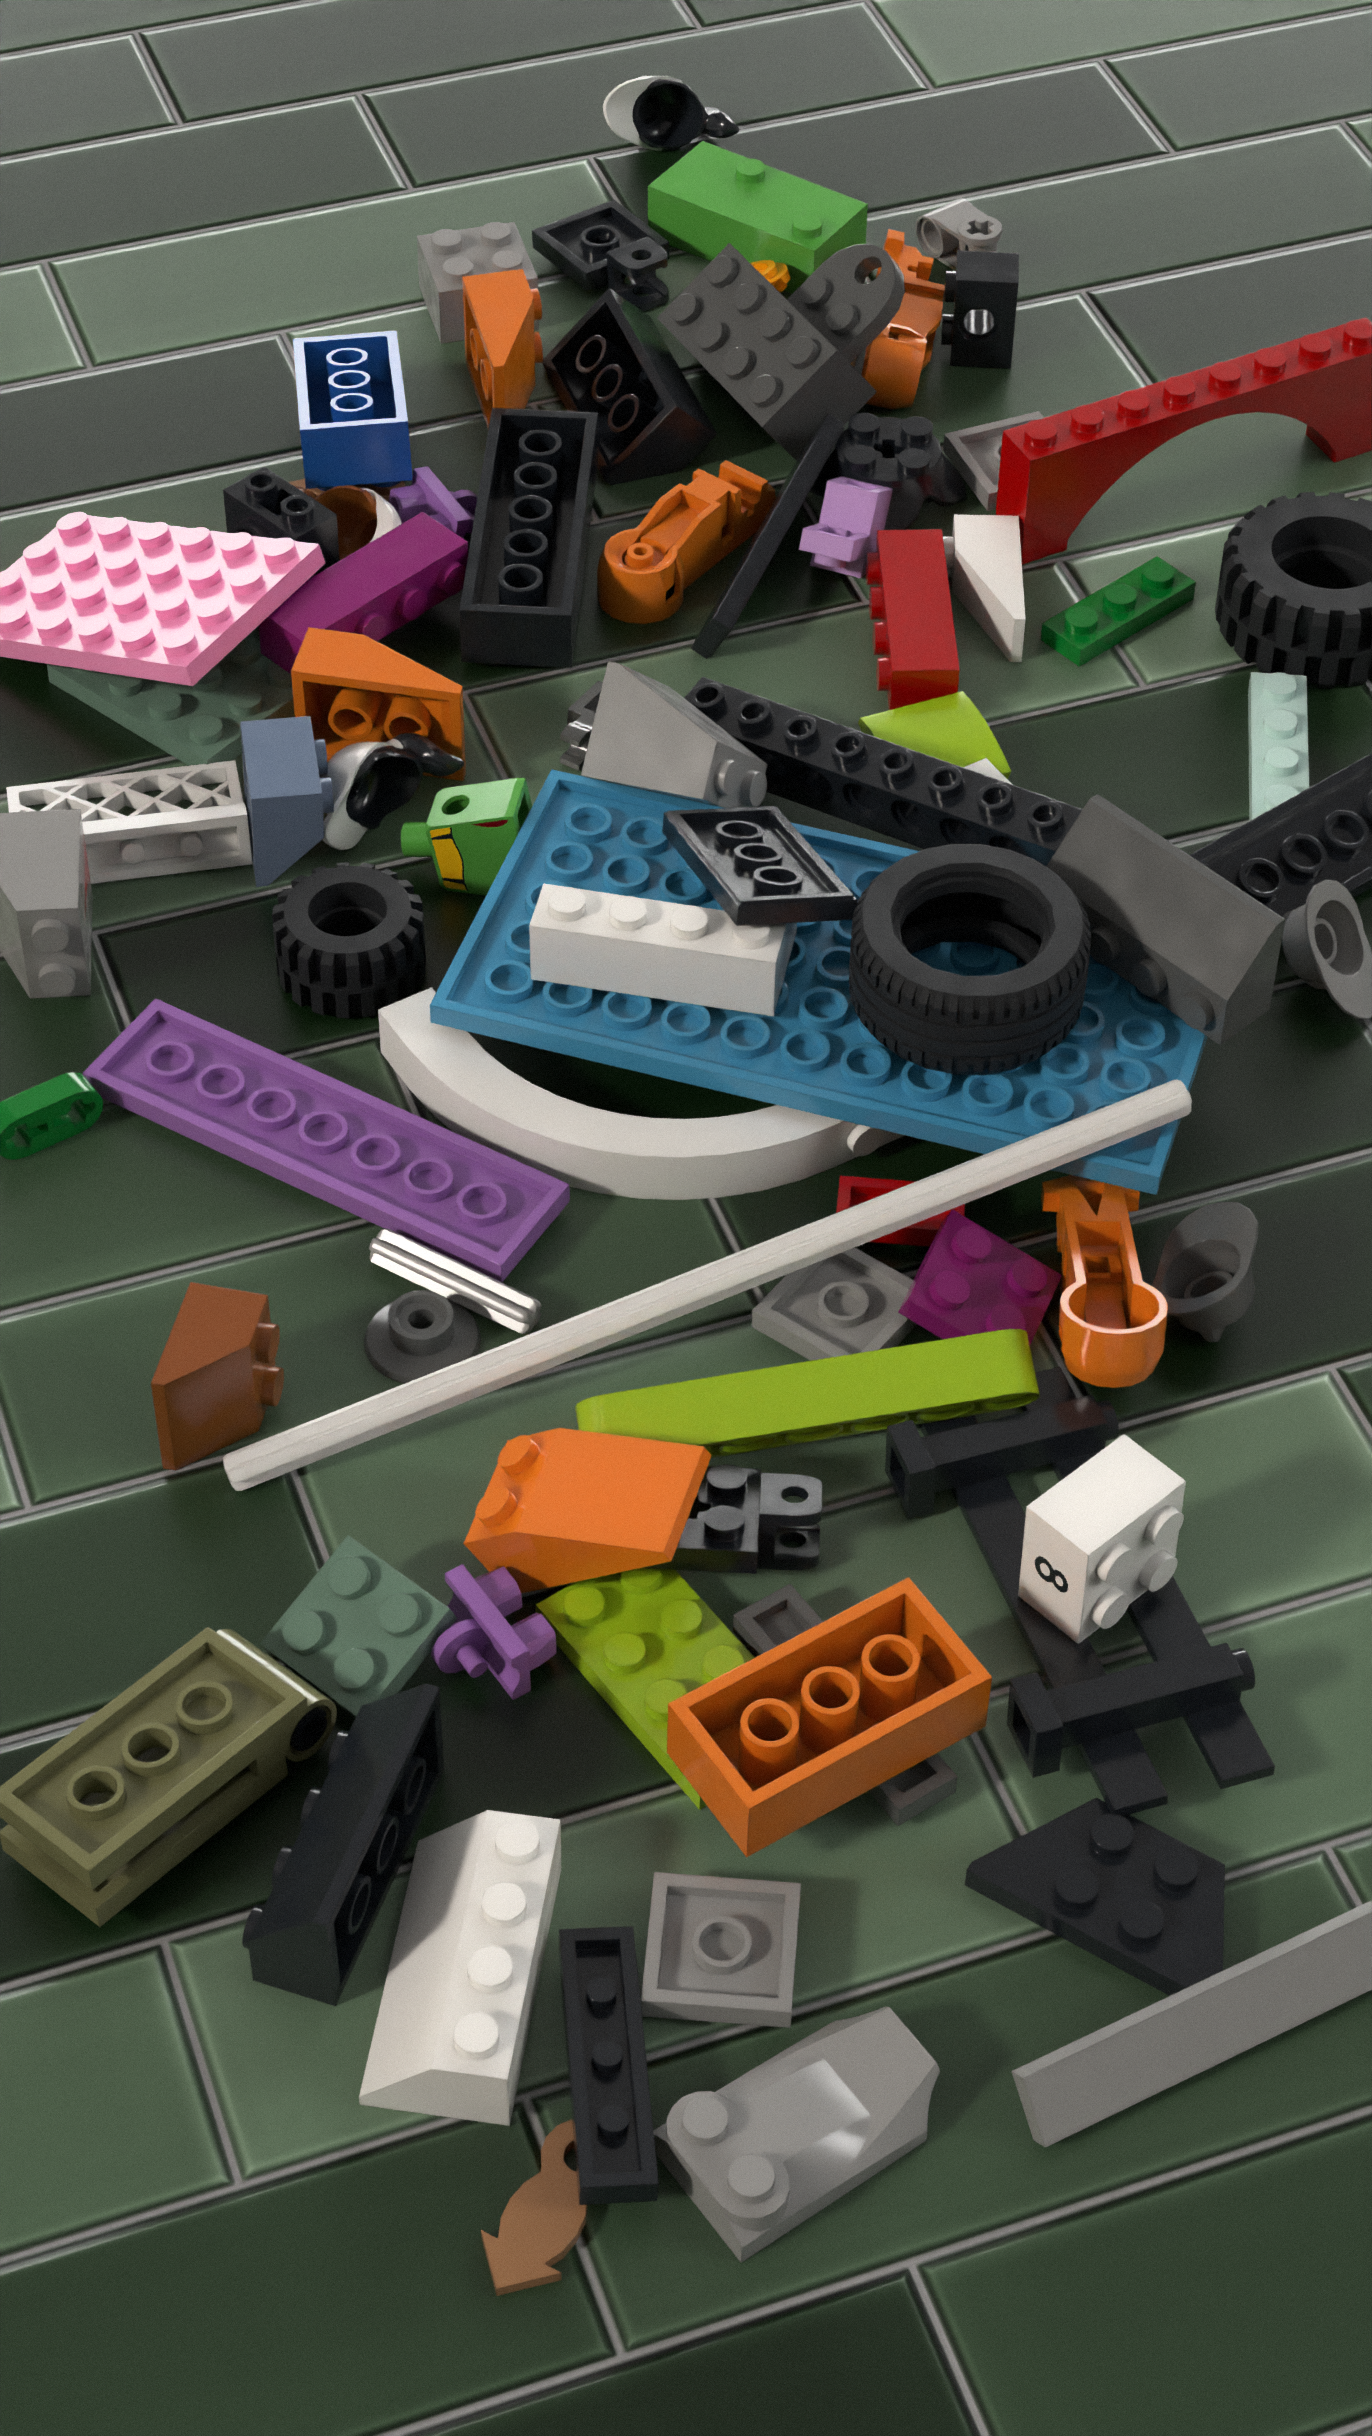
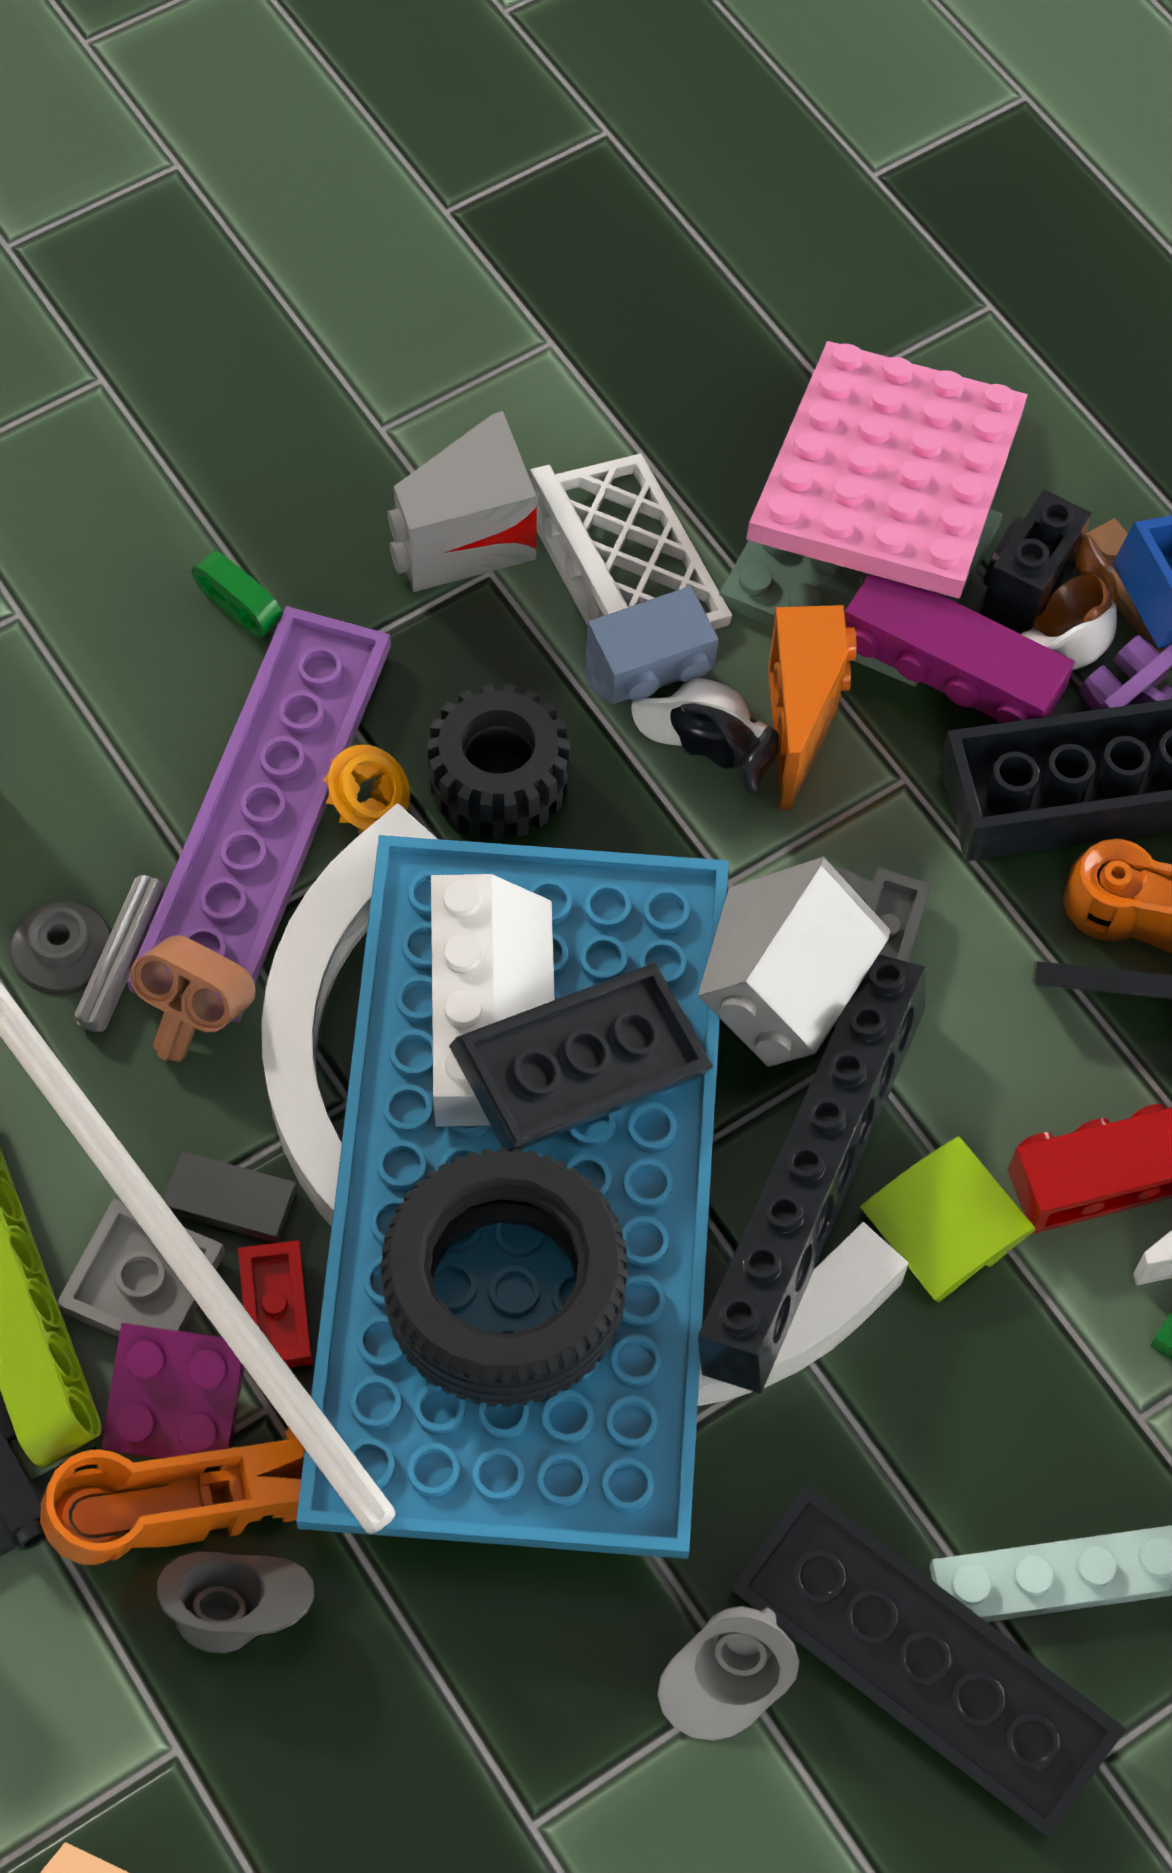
camera: 75 degrees right, 15 degrees up
(338, 1047) = (354, 767): none -> light orange gear
(470, 832) = (657, 812): bright green torso -> none
(549, 1195) = (188, 992): none -> nougat beam
(771, 1213) = (229, 1196): none -> dark grey tile
(1170, 922) = (603, 1455): dark grey slope -> none

